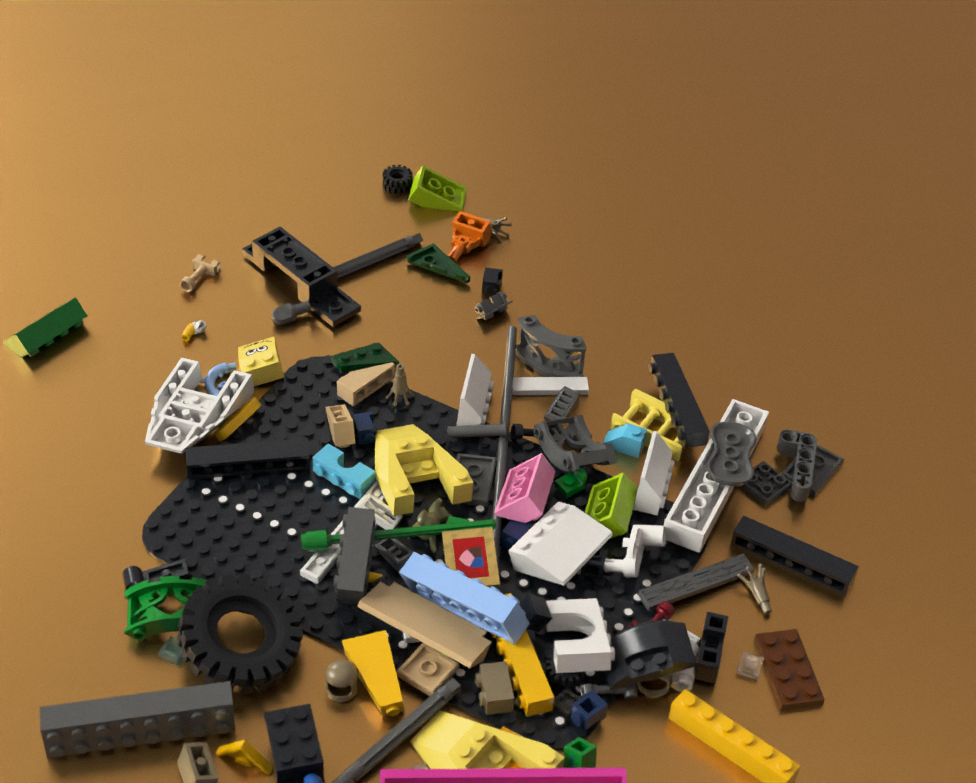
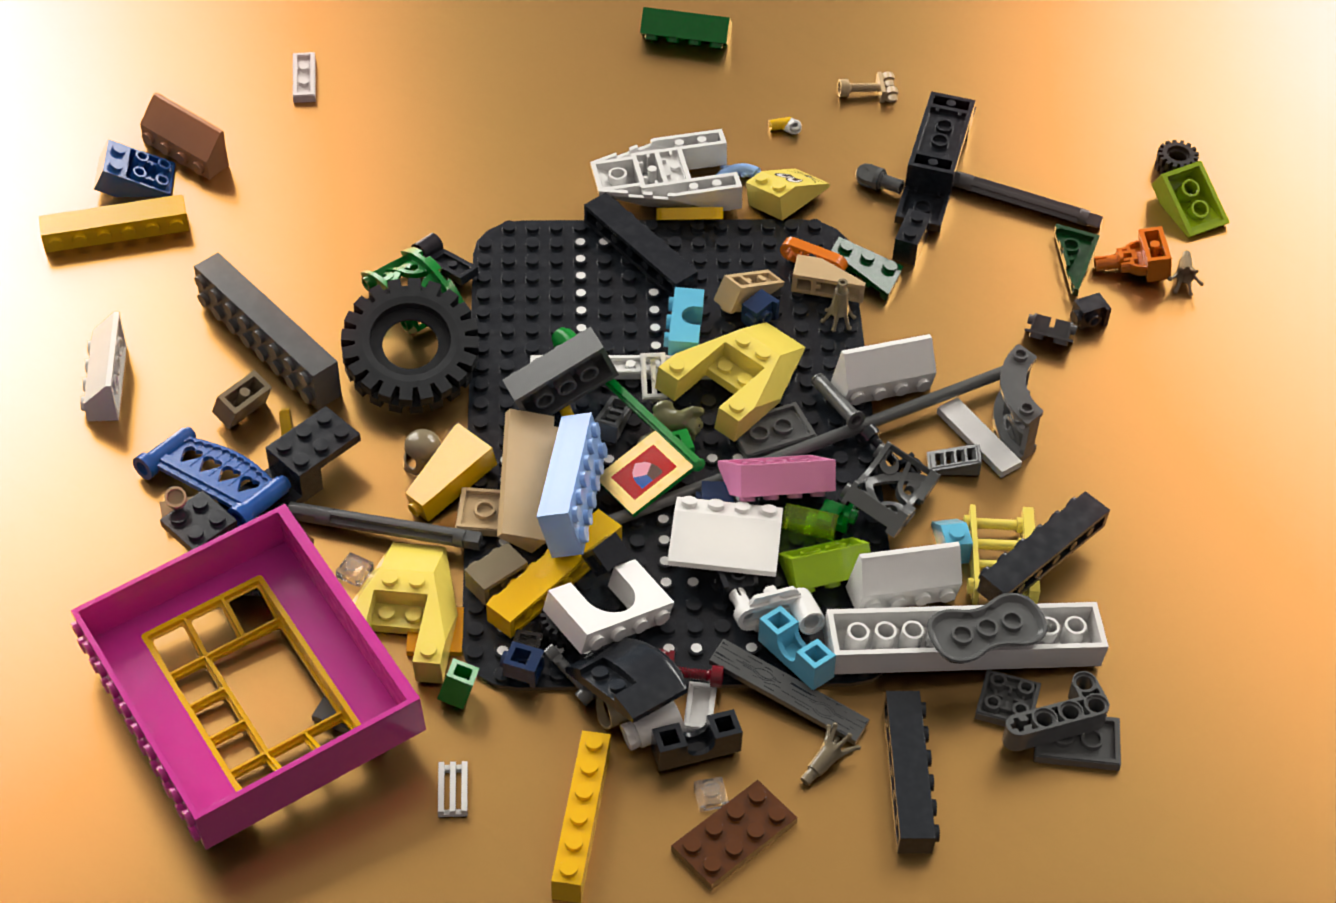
camera: 60 degrees right, 5 degrees up
(326, 381) = (793, 246): none -> orange beam
(358, 324) = (911, 236): none -> black brick
(574, 494) = (810, 522): none -> clear neon green brick
(692, 555) = (810, 662): none -> medium azure arch

